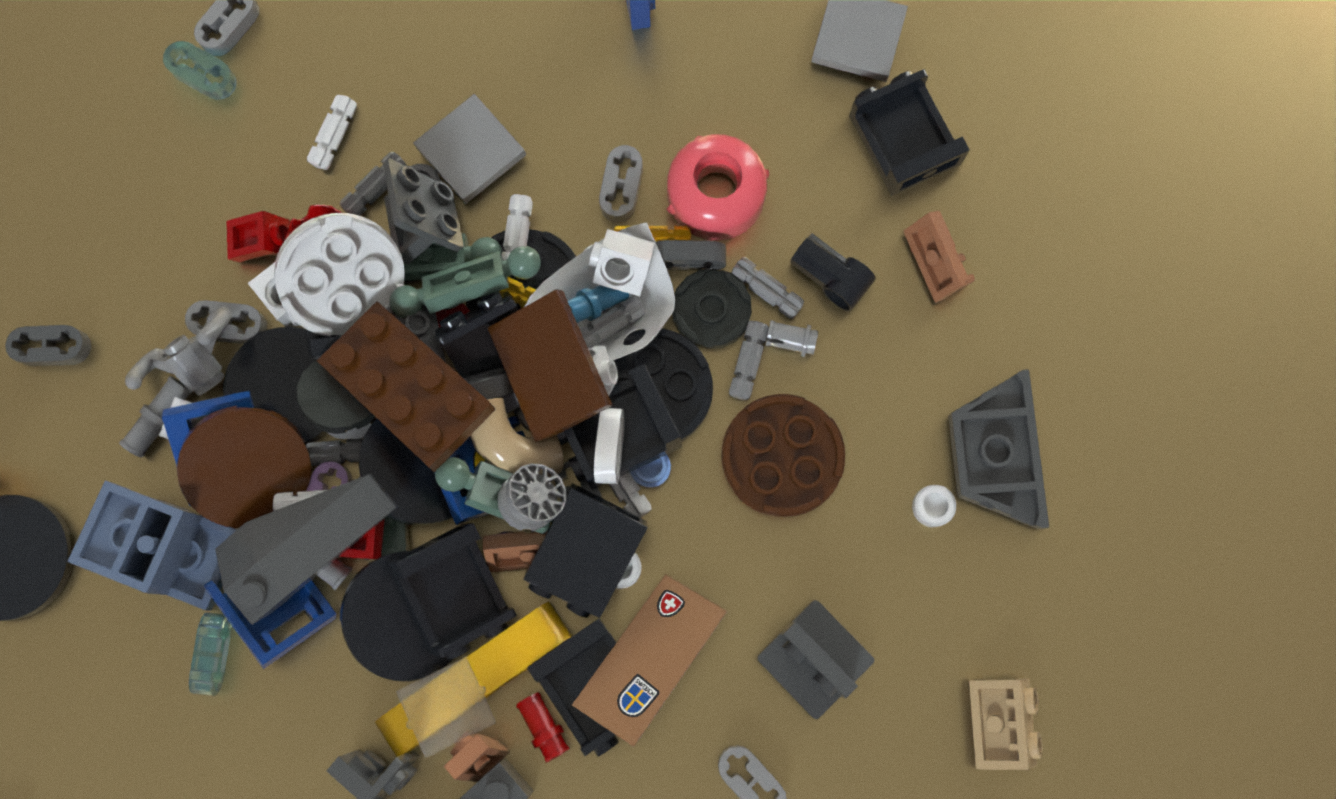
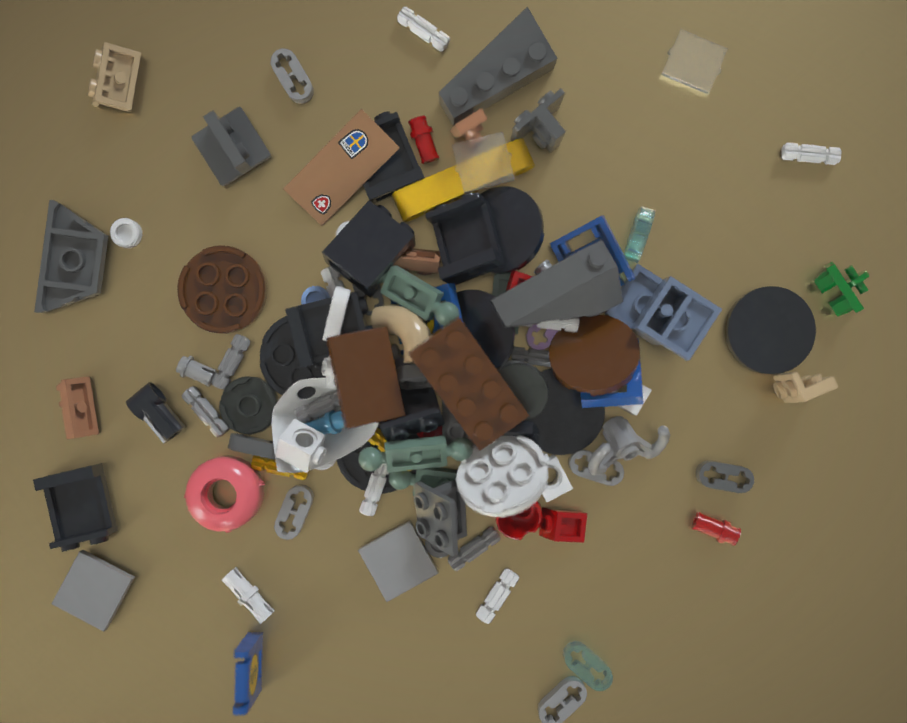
camera: 170 degrees left, 10 degrees up
(44, 273) = (722, 531): none -> red pin
(151, 422) = (655, 407): light grey pin -> none
(530, 498) = (391, 280): light grey wheel -> none
(658, 67) = (248, 595): none -> white pin

